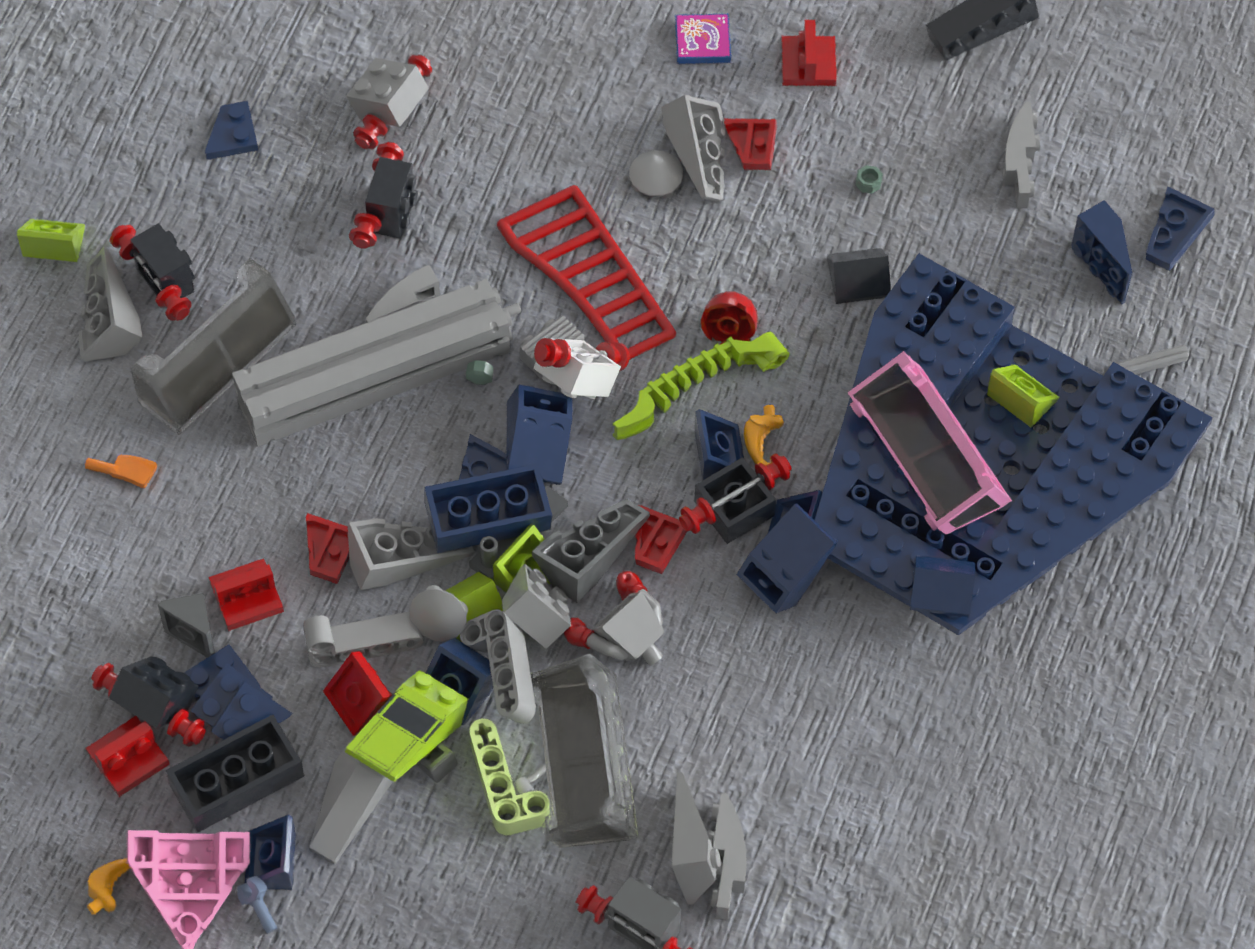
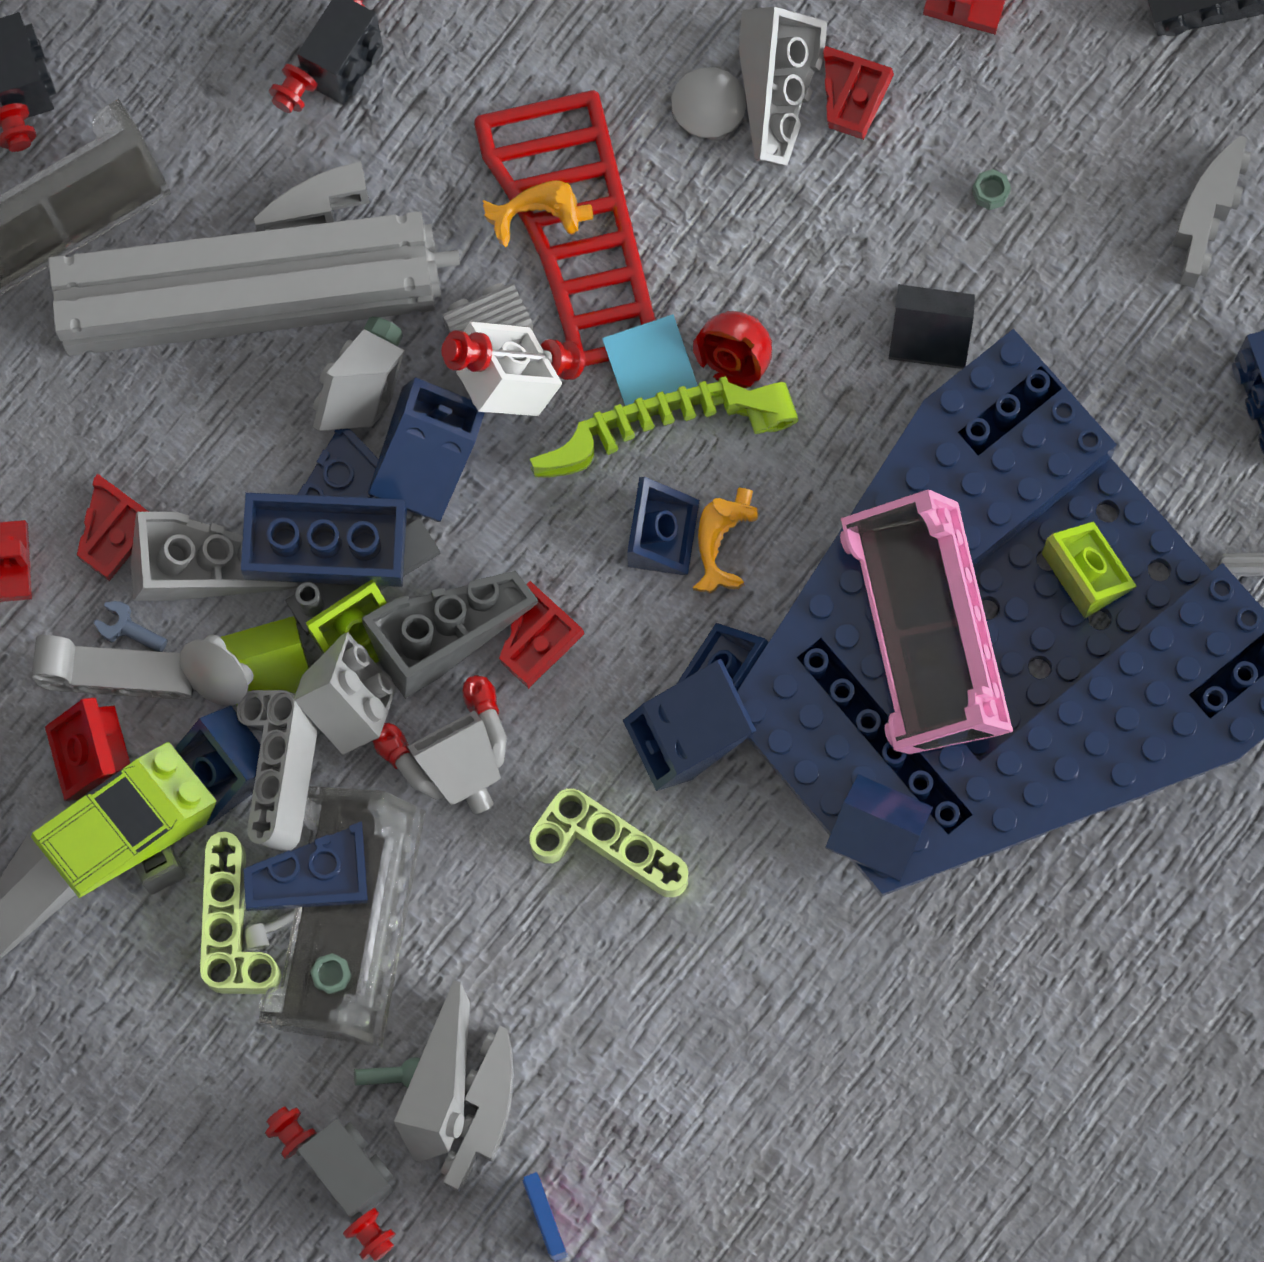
camera: 20 degrees right, 15 degrees up
(358, 609) = (127, 628): none -> sand blue bar
(477, 403) = (358, 383): none -> light grey slope
(554, 732) = (311, 876): none -> dark blue wing
(569, 254) = (548, 196): none -> light orange animal
(586, 795) = (331, 973): none -> sand green tile
(662, 850) = (386, 1075): none -> sand green bar
(671, 342) = (649, 360): none -> medium azure piece
(736, 498) = (654, 613): black brick -> none
(757, 662) = (613, 849): none -> yellowish green beam
(797, 910) = (544, 1217): none -> blue tile

